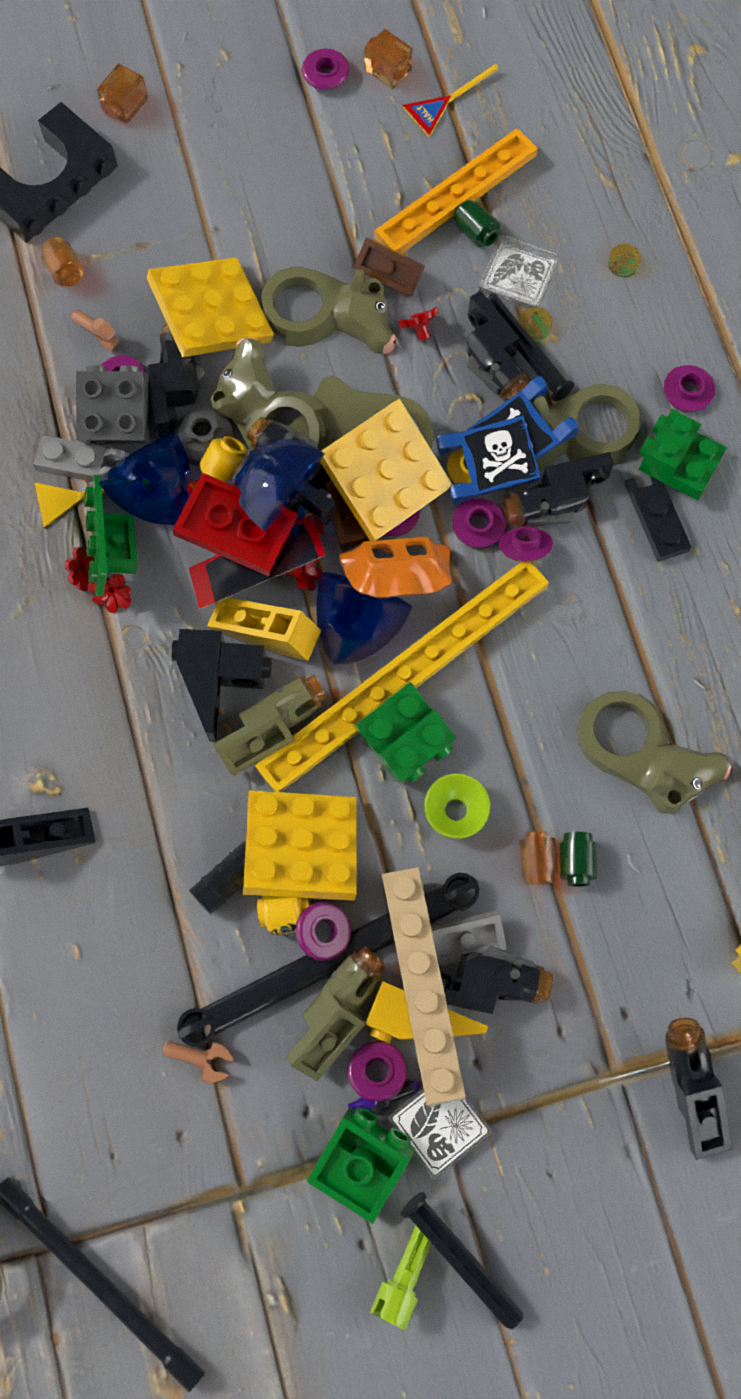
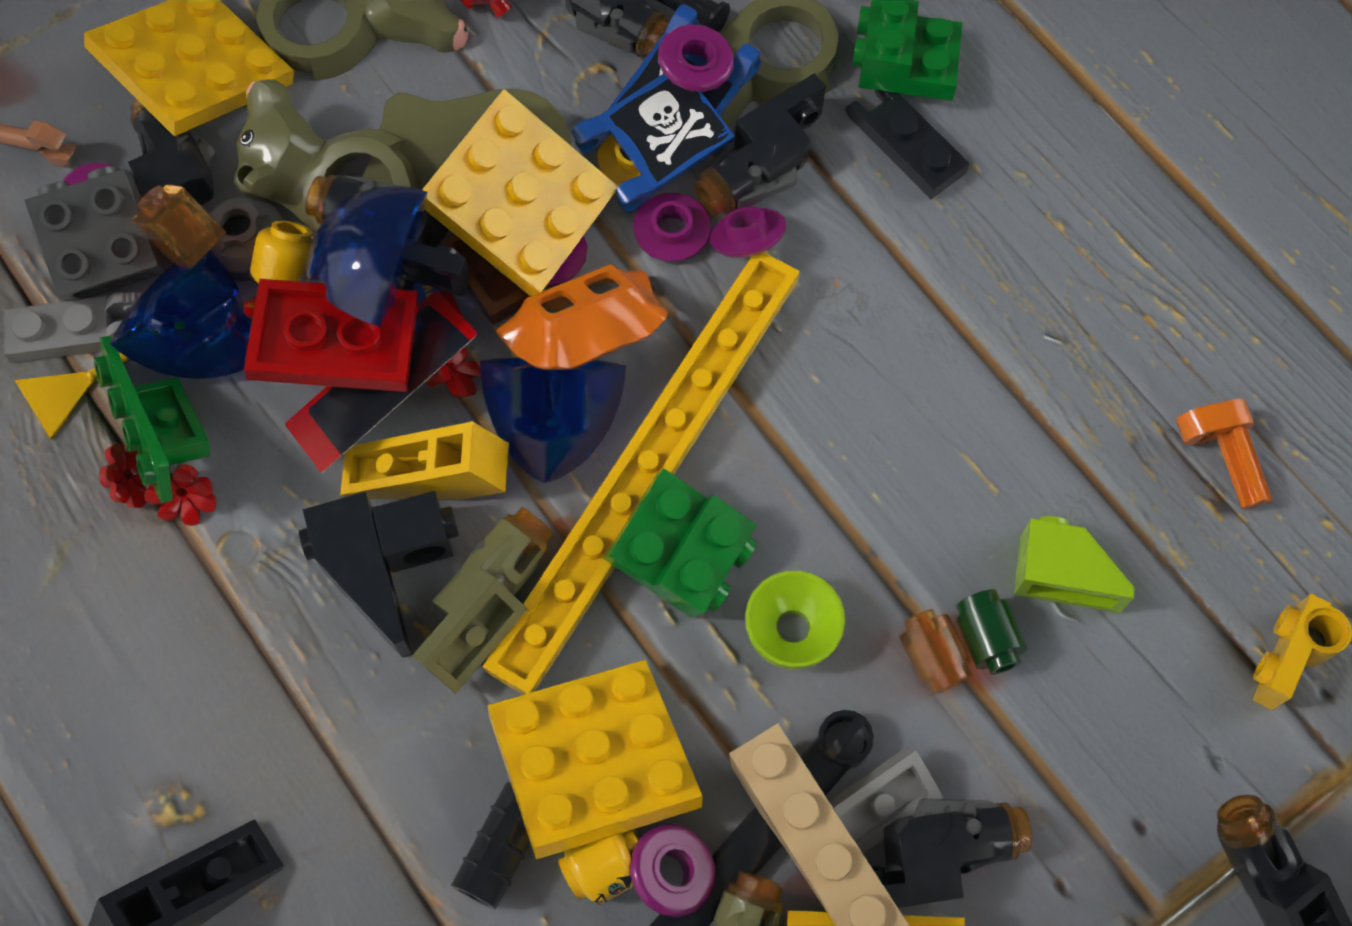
camera: 20 degrees left, 5 degrees down
(164, 419) = (177, 225): none -> clear orange brick
(543, 406) = (699, 41): none -> magenta piece
(644, 836) = (1068, 567): none -> lime slope
(661, 770) = (1050, 471): olive animal -> none

